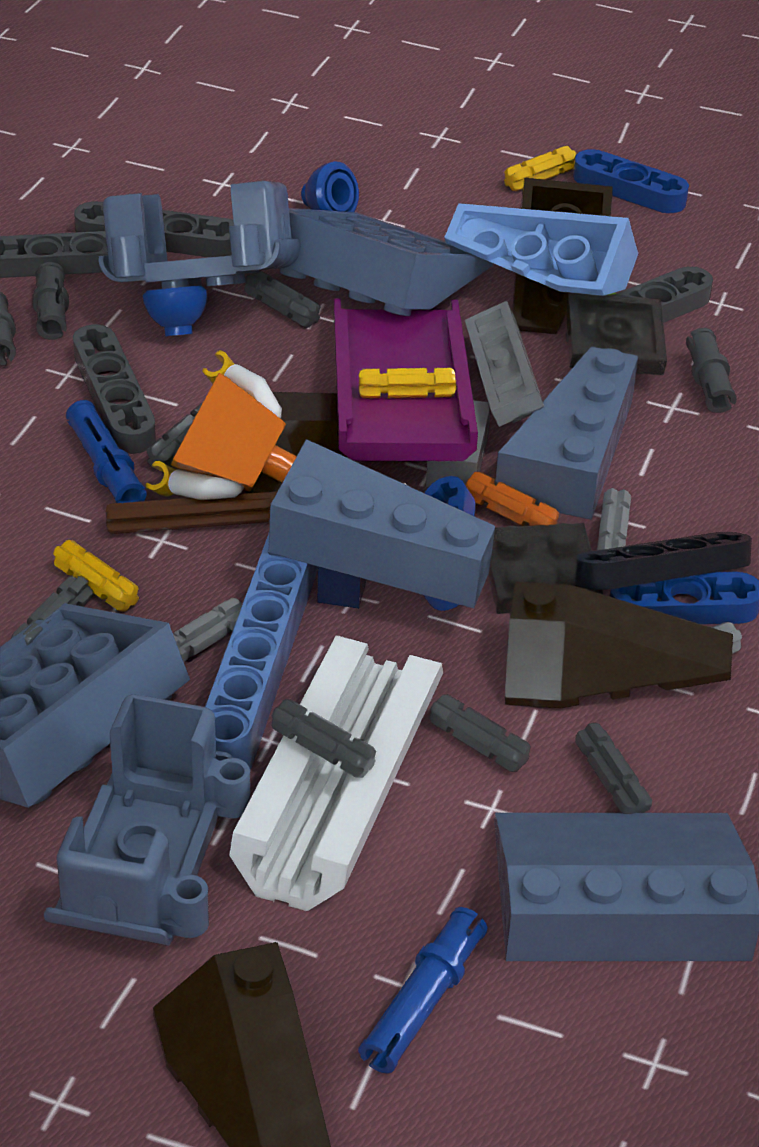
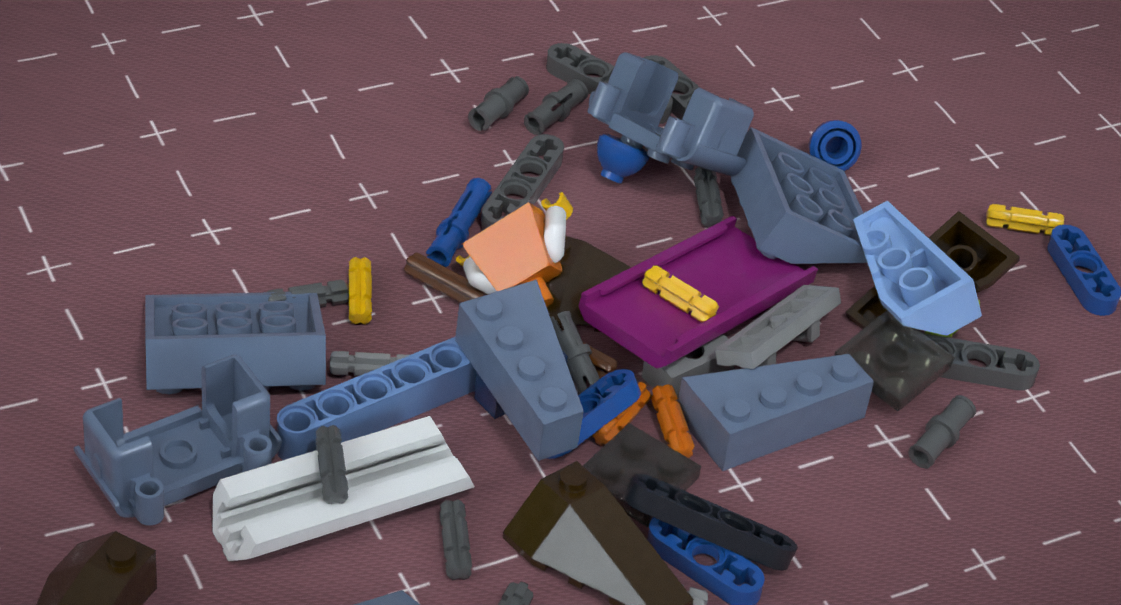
camera: 40 degrees right, 0 degrees up
(614, 519) = (726, 480): light grey axle -> none

